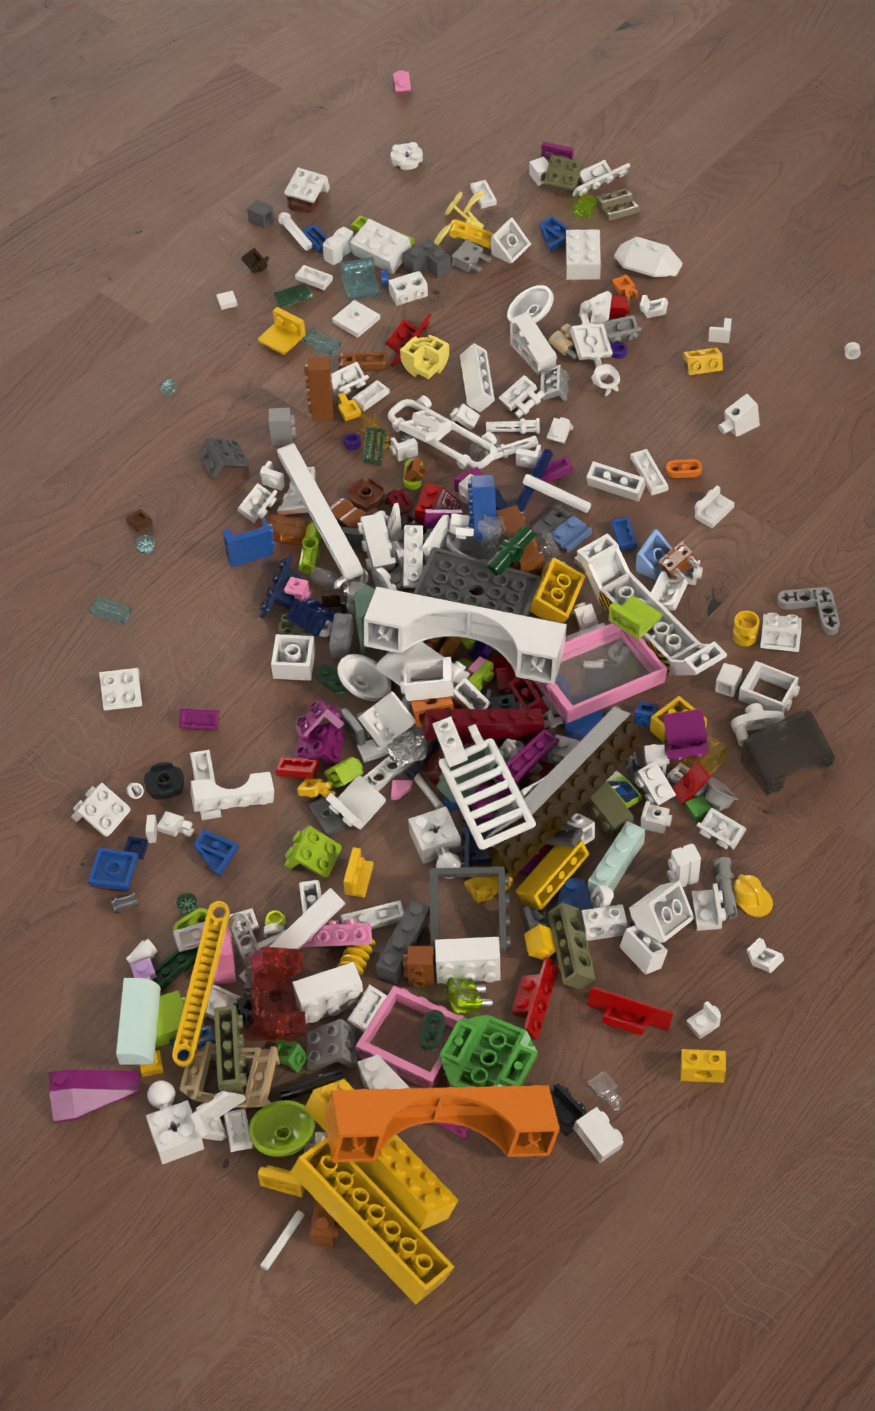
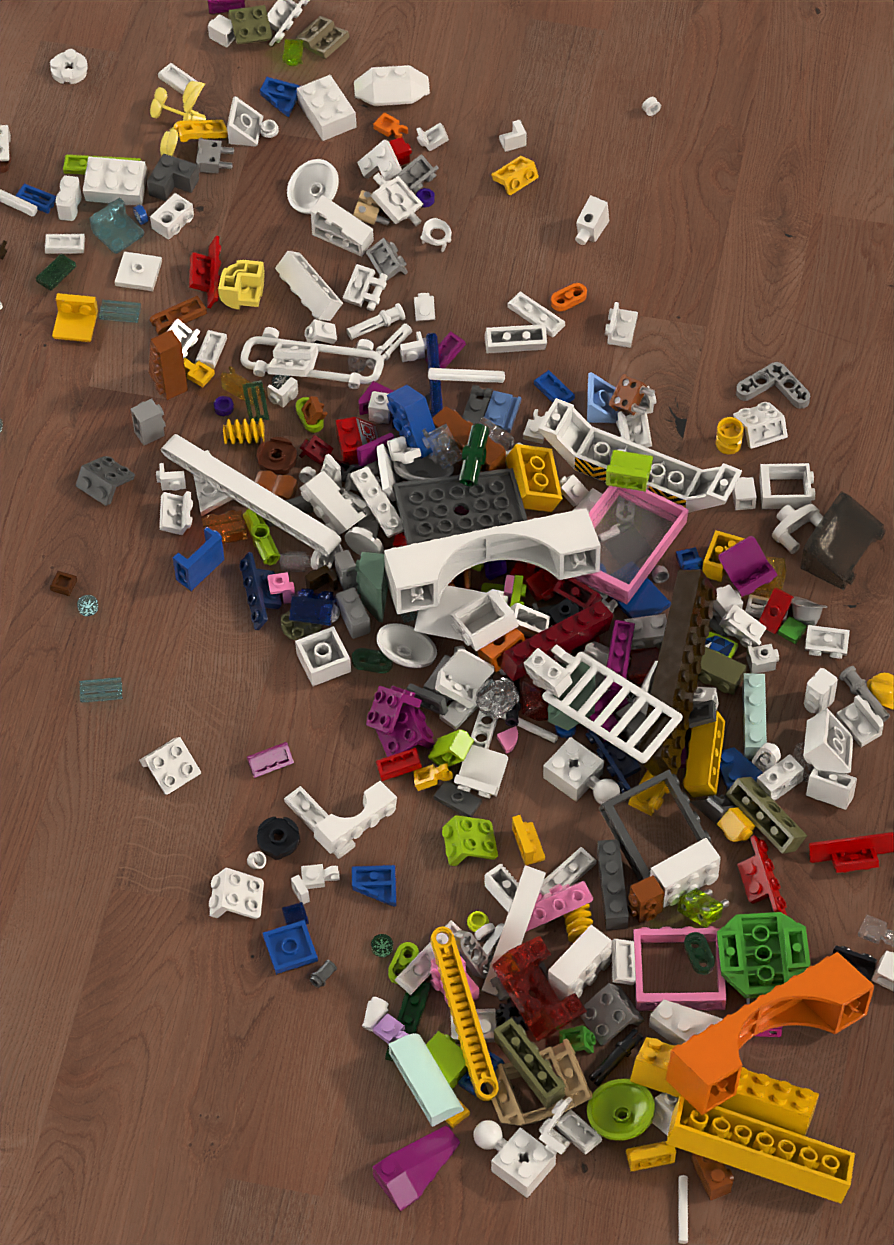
camera: 30 degrees left, 5 degrees up
(351, 465) = (243, 431): none -> yellow piece
(528, 254) = (269, 128): none -> white plate

